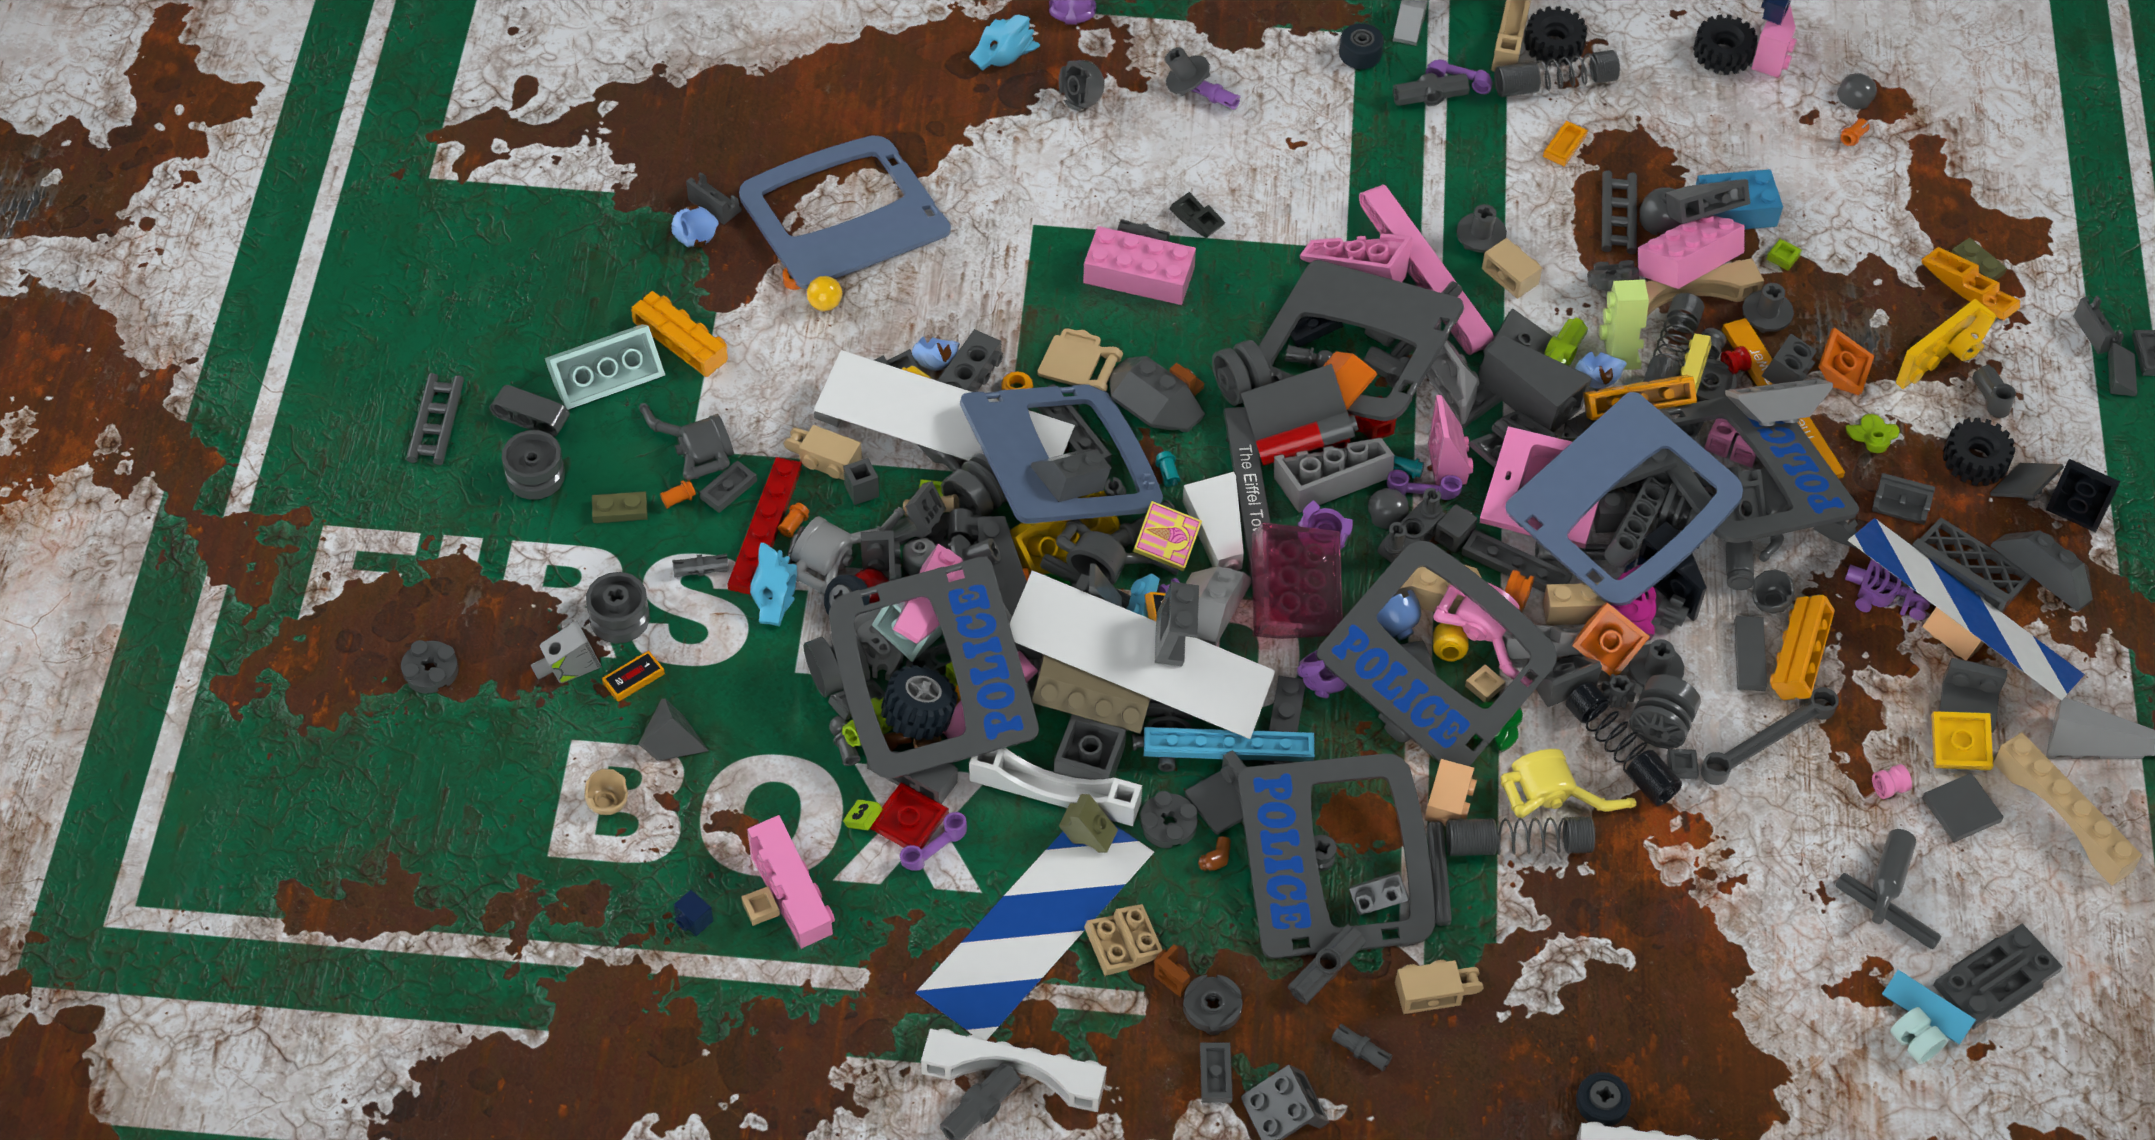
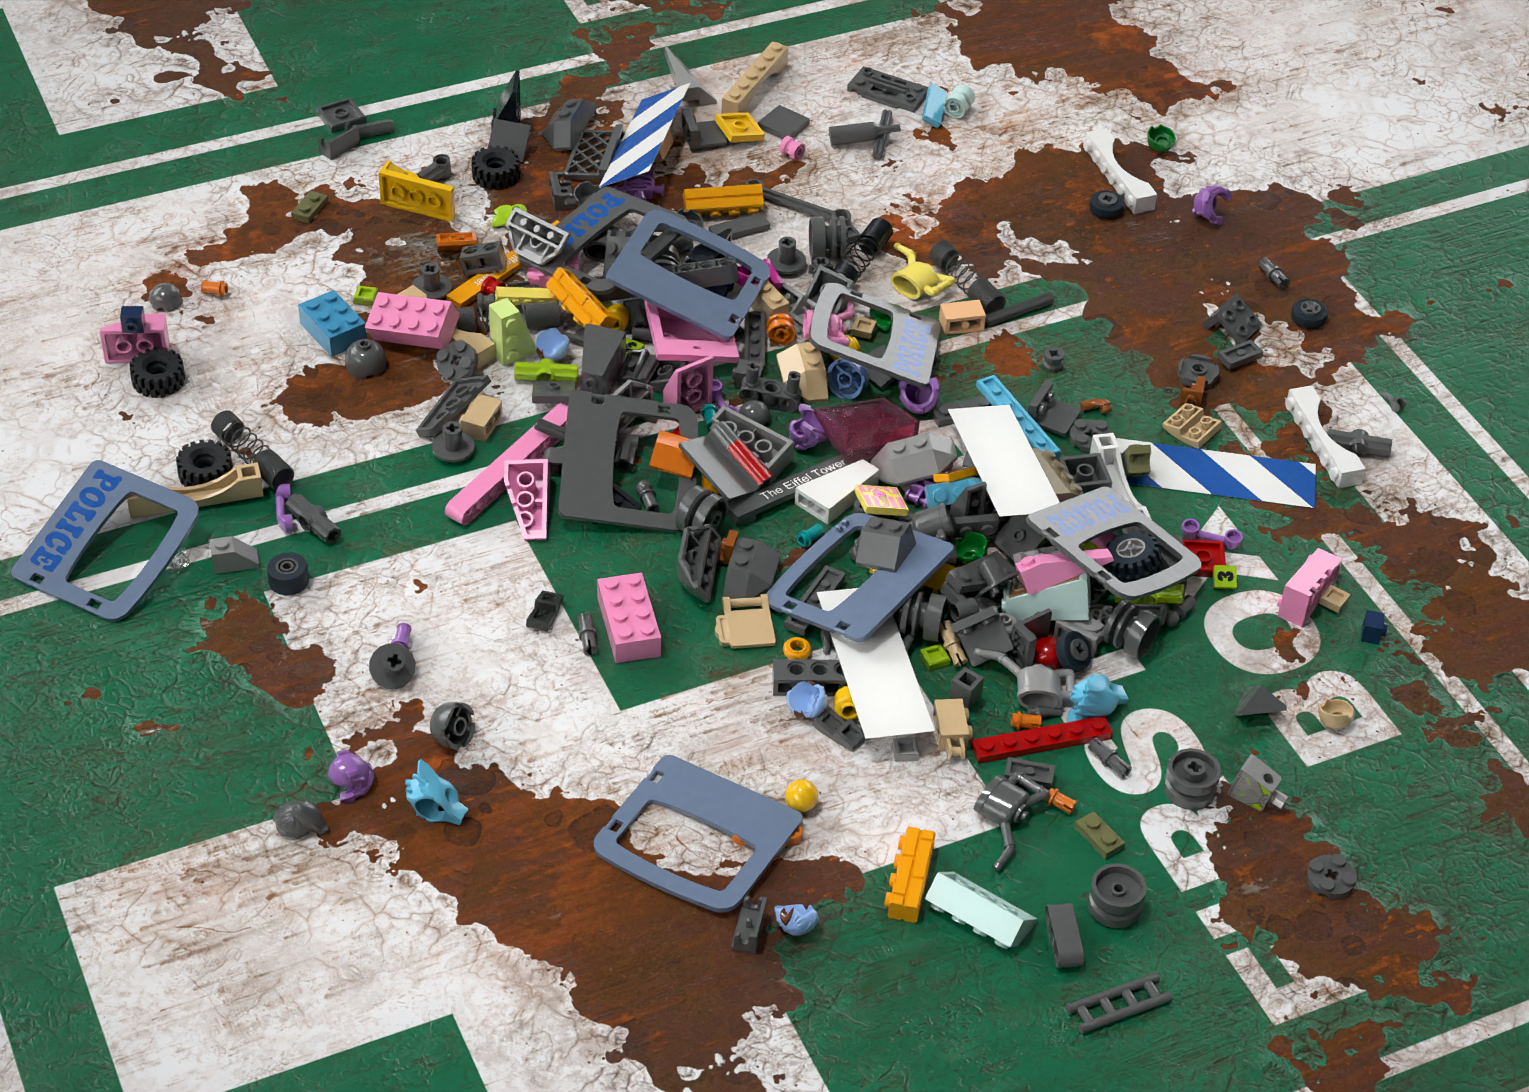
camera: 120 degrees left, 10 degrees down
(633, 676) = (1229, 751): tile -> none
(1172, 337) = (698, 560): none -> dark grey wedge
(1174, 621) = (986, 445): dark grey window -> none
(1284, 855) = (1064, 367): dark grey door -> none
(1314, 976) = (1129, 329): dark grey piece -> none
(1362, 1047) = (1165, 304): dark grey pin -> none
(1378, 893) = (1069, 326): dark grey hips -> none
(1435, 985) = (1100, 284): tan brick -> none
(1546, 250) = (451, 403): none -> dark grey wing
(1565, 143) = (321, 432): light orange tile -> none
(1609, 220) = (371, 393): dark grey bar -> none
(1610, 639) = (791, 276): orange slope -> none
(1706, 199) = (368, 318): dark grey slope -> none
(1876, 508) = (585, 191): none -> dark grey hair
(1966, 280) = (337, 203): light orange slope -> none

